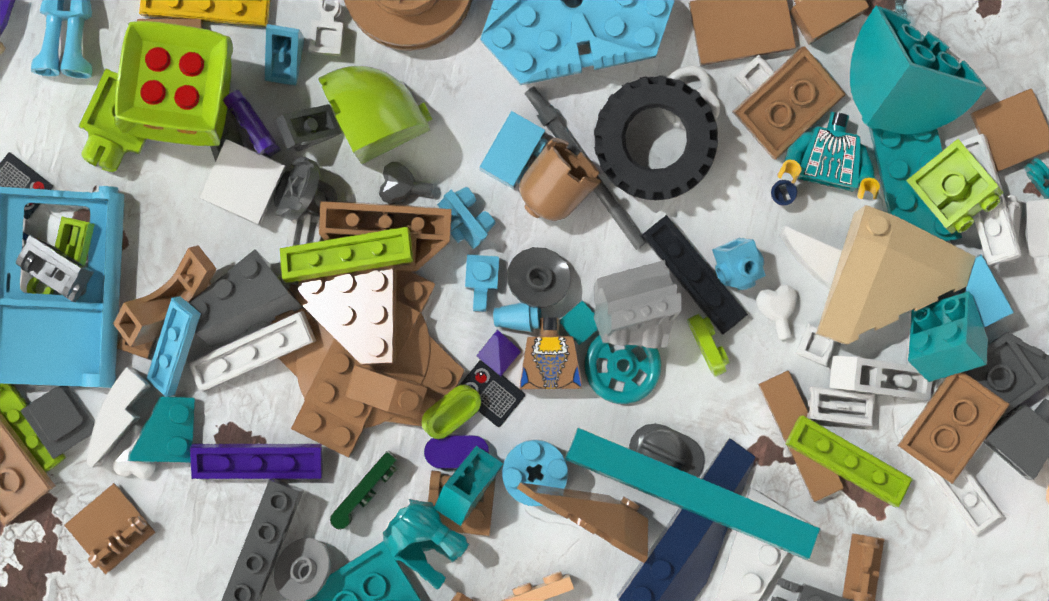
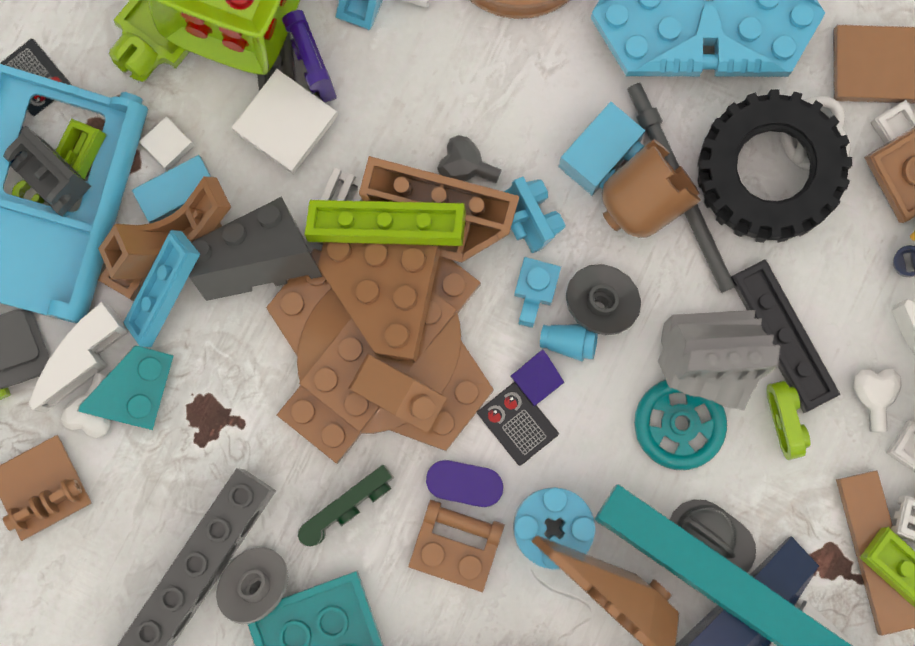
camera: 15 degrees right, 5 degrees down
(146, 220) = (166, 143): none -> white tile
(161, 258) = (170, 190): none -> medium azure tile
(251, 351) = (251, 315): white tile -> none
(256, 461) = (228, 444): dark purple plate -> none
(298, 190) = (347, 141): dark grey tile -> none
(308, 127) = (372, 75): dark grey slope -> none
(373, 110) = (452, 72): lime brick -> none
(419, 530) = (403, 567): teal piece -> none
(451, 411) = (468, 434): lime tile -> none
(467, 485) = (470, 526): teal arch -> none
(550, 359) = (598, 398): torso -> none
(579, 322) = (639, 363): teal tile -> none
(739, 263) = (843, 331): medium azure brick -> none

